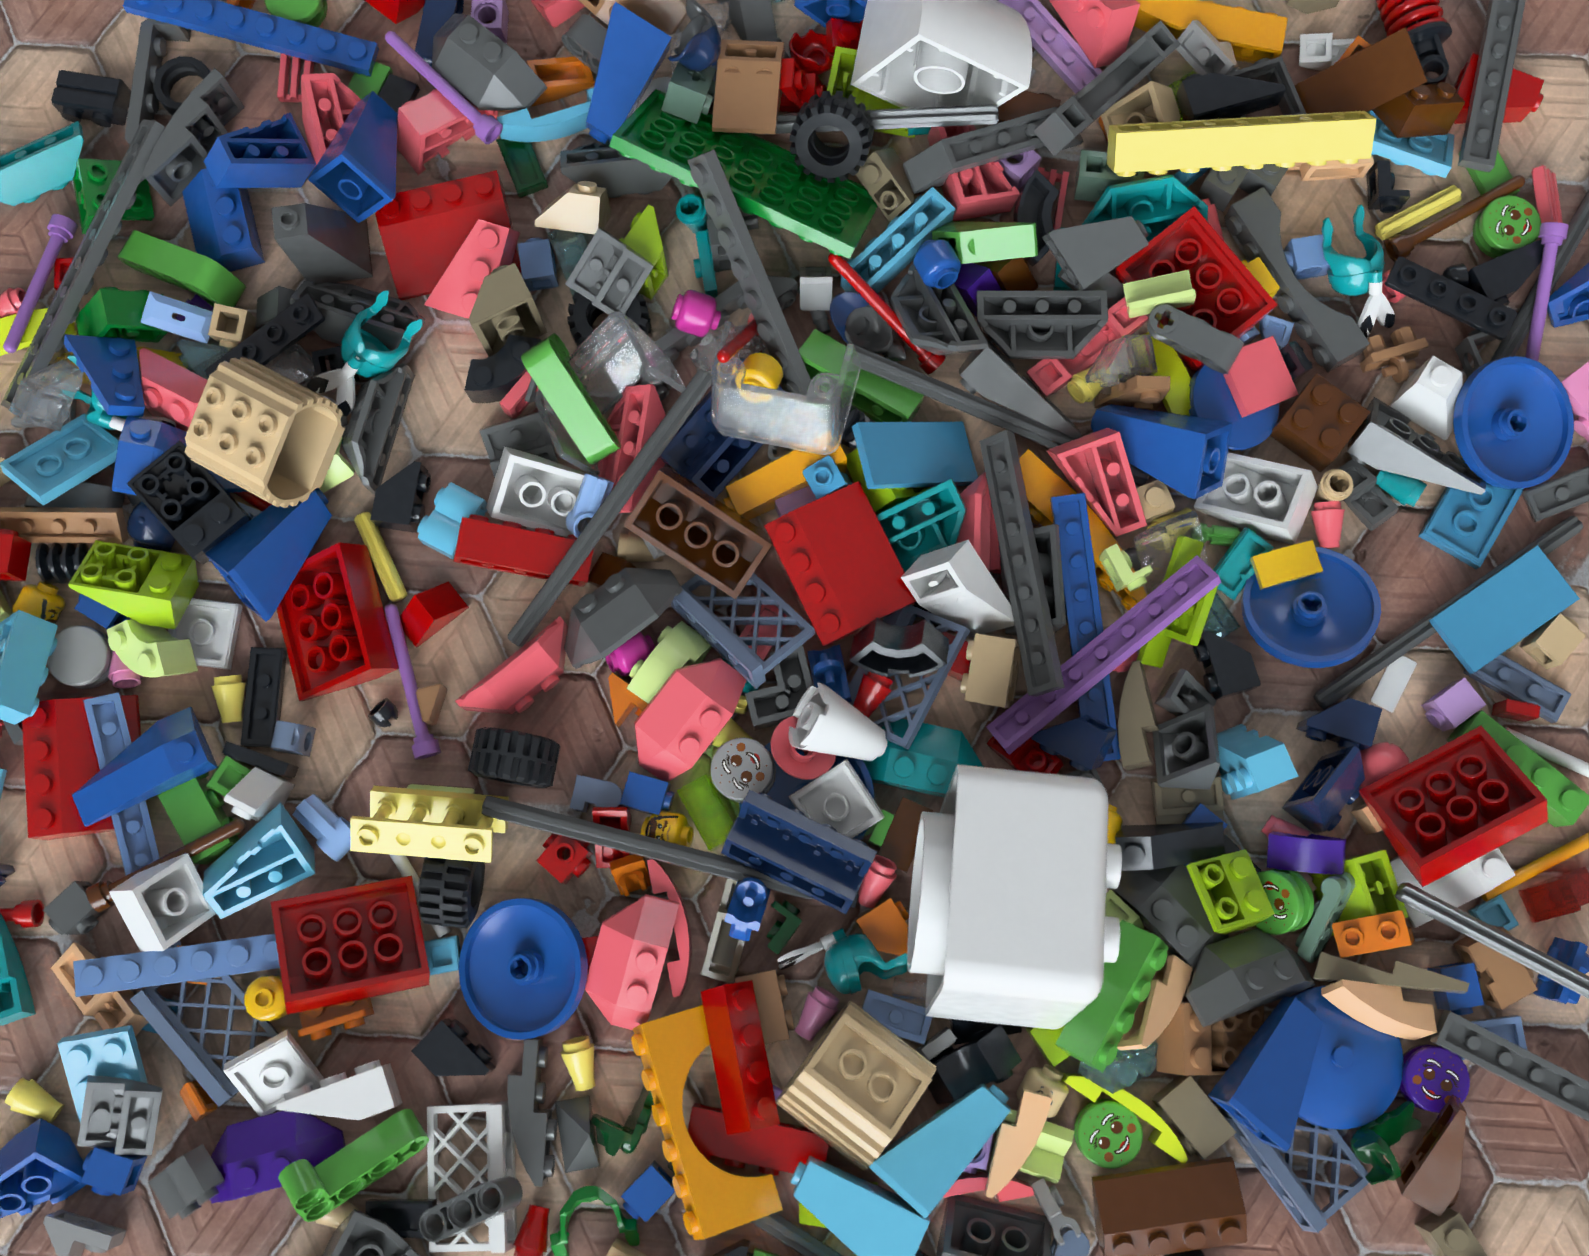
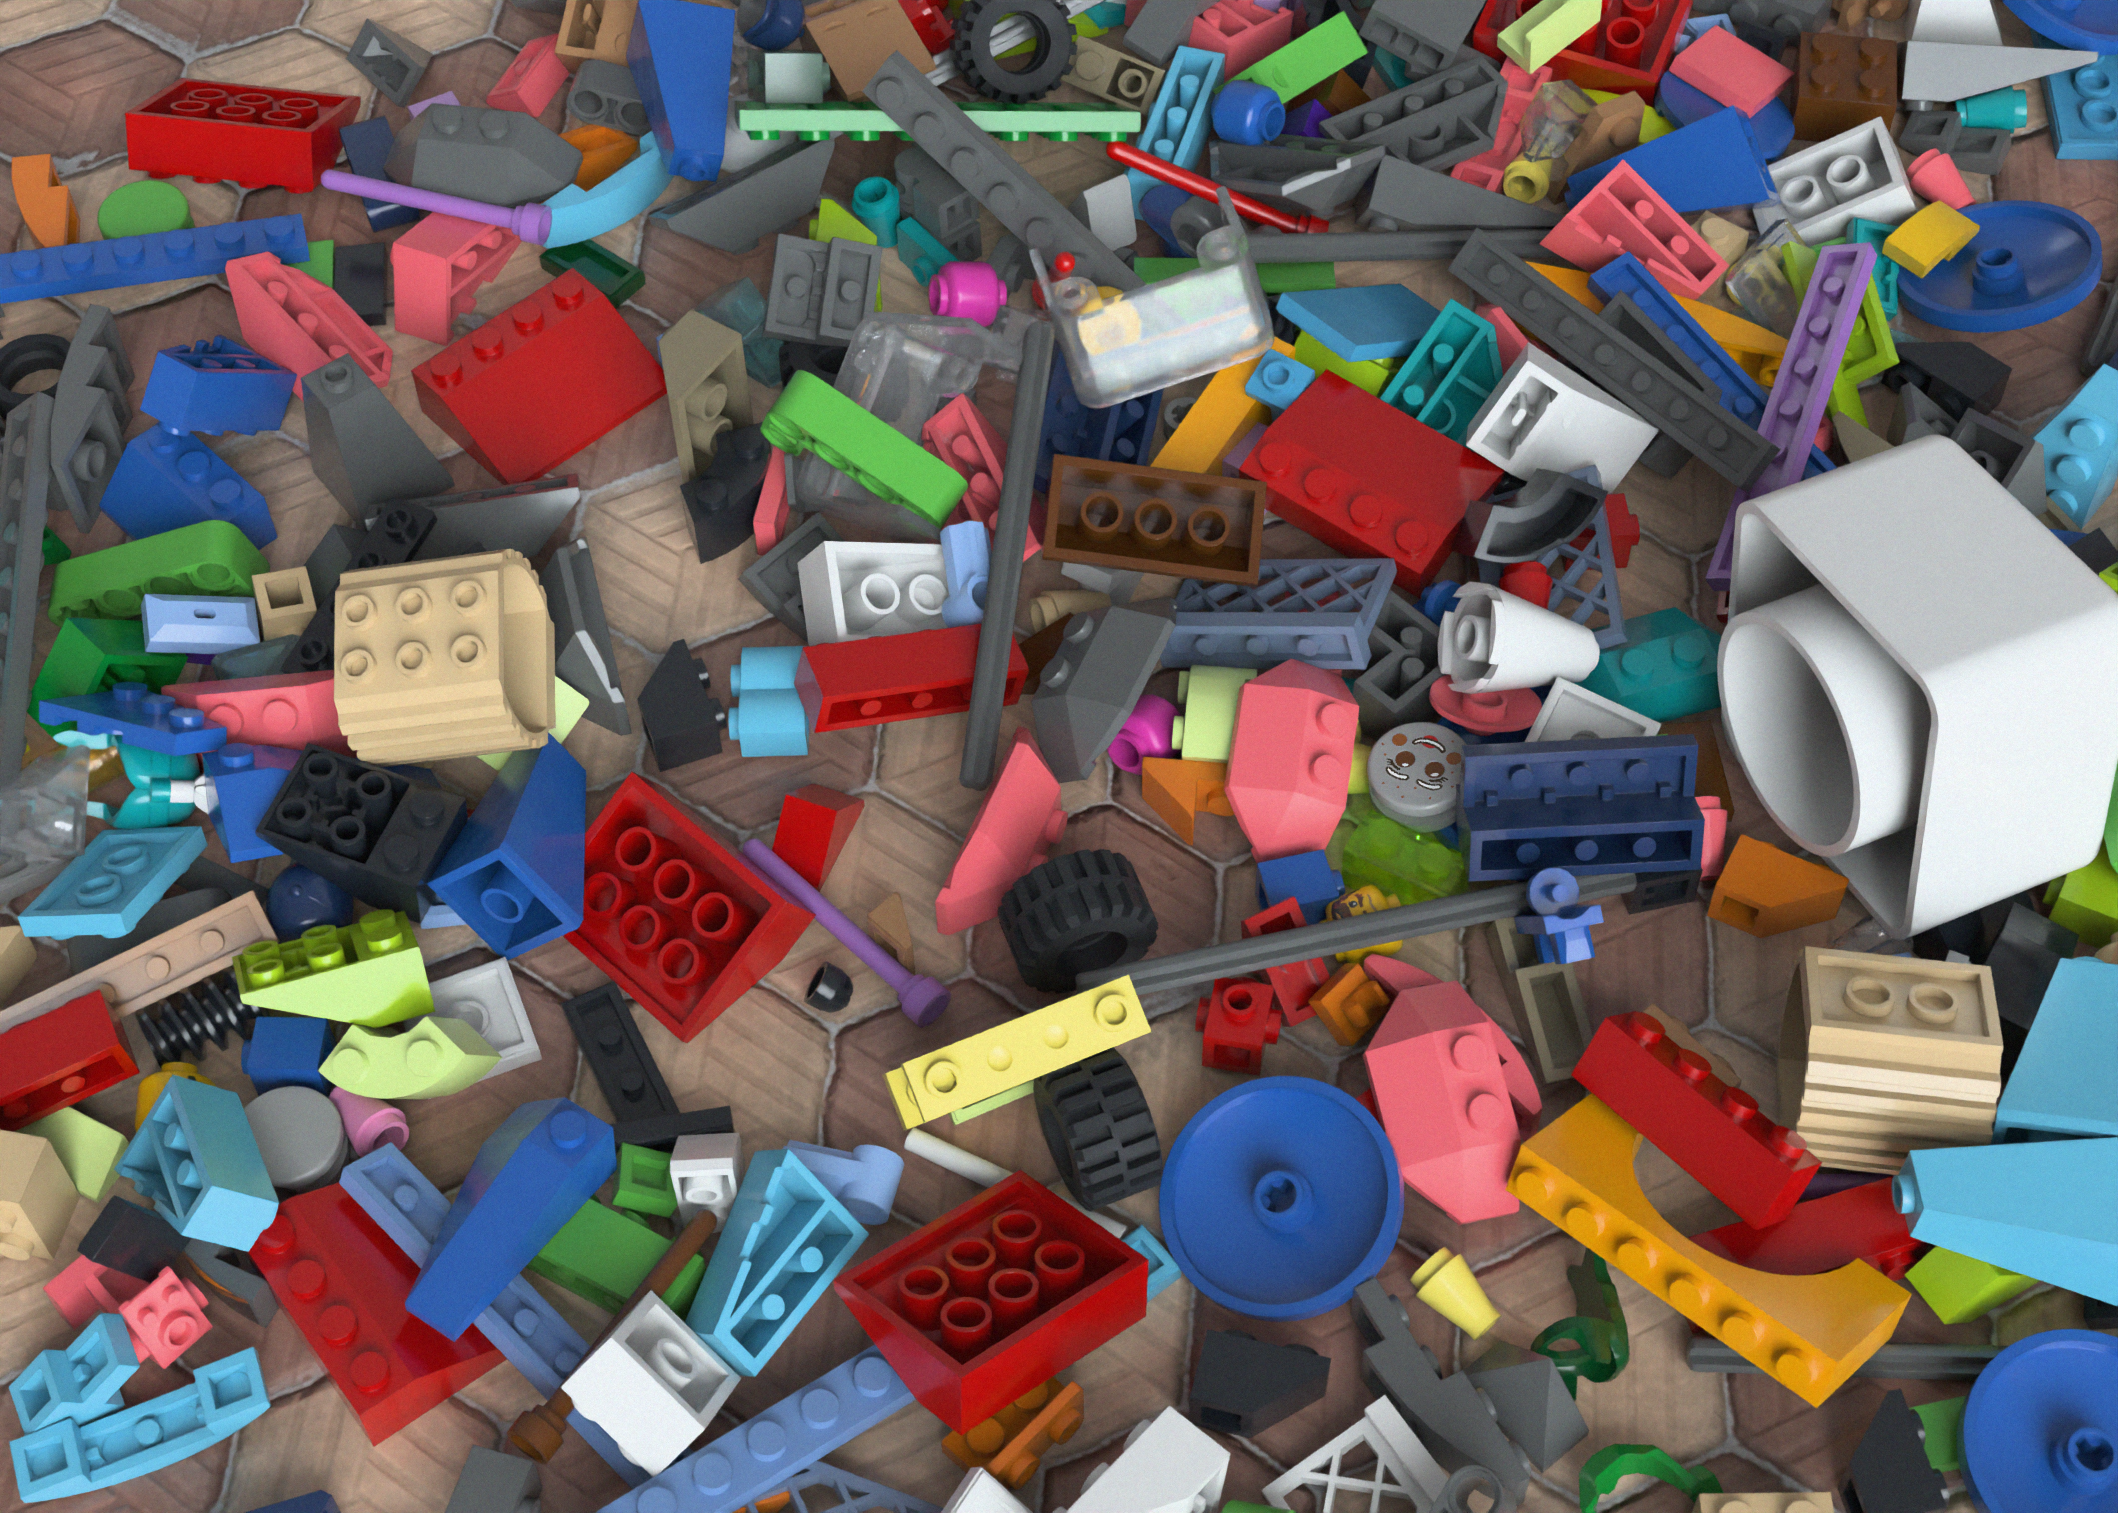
camera: 30 degrees left, 25 degrees down
(229, 697) = (564, 1072): light yellow cone -> none
(265, 998) = (907, 1453): yellow head -> none
(283, 81) = (207, 331): coral tile -> none
(293, 738) = (706, 1076): sand blue leg -> none
(361, 160) = (380, 324): blue slope -> none
(363, 356) = (535, 529): teal hair -> none
(380, 557) = (721, 815): light yellow axle -> none
(479, 255) = (620, 397): coral wedge -> none
(577, 209) = (717, 256): slope -> none
(595, 792) = (1218, 920): sand blue leg -> none
(648, 1192) = (1692, 1410): blue brick -> none
(782, 932) = (1620, 949): dark green bracket -> none
(817, 1011) = (1748, 1042): bright pink cone -> none
(847, 959) = (1743, 942): teal hair -> none
(991, 671) = (1667, 502): tan slope -> none
(1118, 567) = (1739, 318): yellowish green bracket -> none
(1195, 338) = (1629, 45): dark grey piece -> none
(1334, 486) = (1917, 132): tan cone -> none

